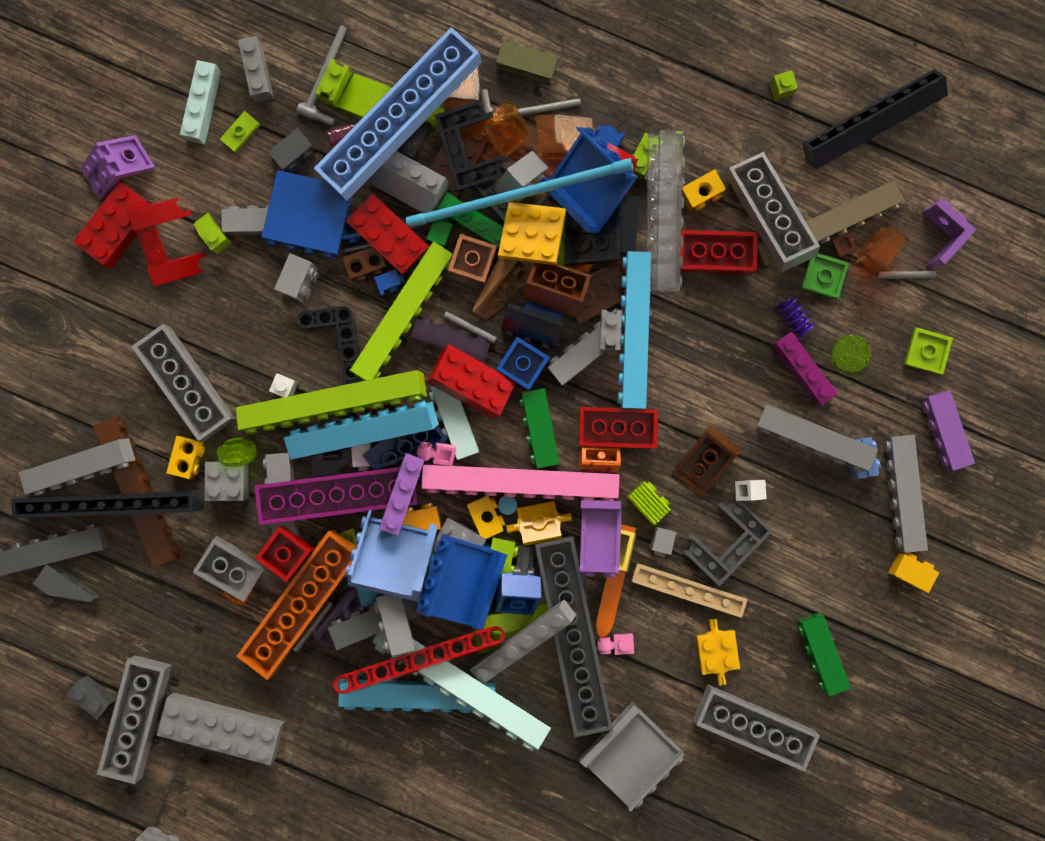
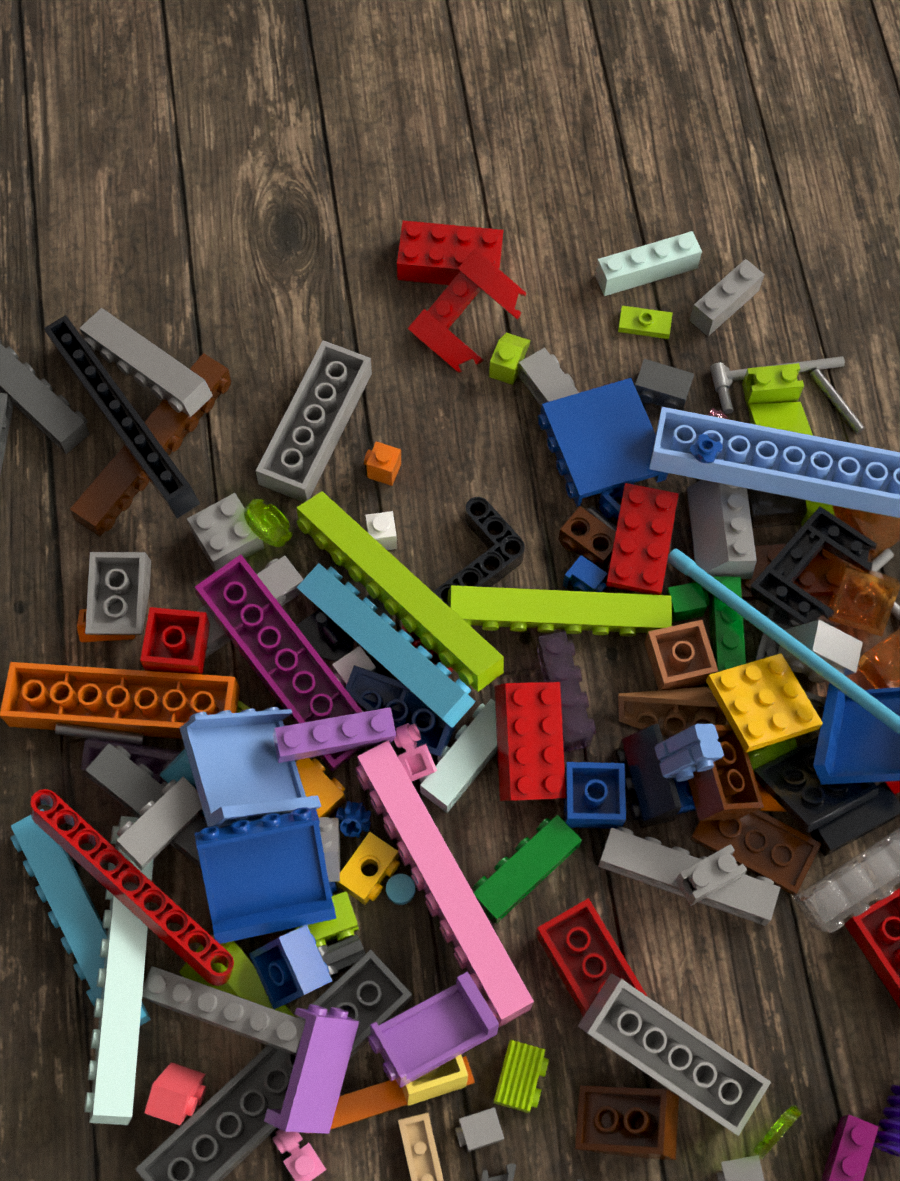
camera: 60 degrees right, 20 degrees down
(108, 164) = (516, 208): medium lavender bracket -> none
(180, 455) = (225, 466): yellow brick -> none
(238, 358) = (383, 463): none -> orange brick
(297, 278) = (520, 470): light grey brick -> none
(365, 165) = (704, 455): none -> blue plate
(367, 50) = (837, 401): none -> flat silver bar
(452, 508) = (353, 819): none -> blue gear
(469, 327) = (595, 706): light grey bar -> none
(538, 298) = (689, 751): none -> medium blue brick
(539, 523) = (402, 942): yellow plate -> none
(547, 693) = (176, 1093): none -> coral brick
(585, 614) = (316, 1071): none -> medium lavender panel
(599, 459) = (537, 969): orange brick -> none
(635, 330) = (732, 909): medium azure brick -> none
(690, 416) = (674, 1054): none -> light grey brick
(761, 386) = (777, 1131): none -> clear neon green tile

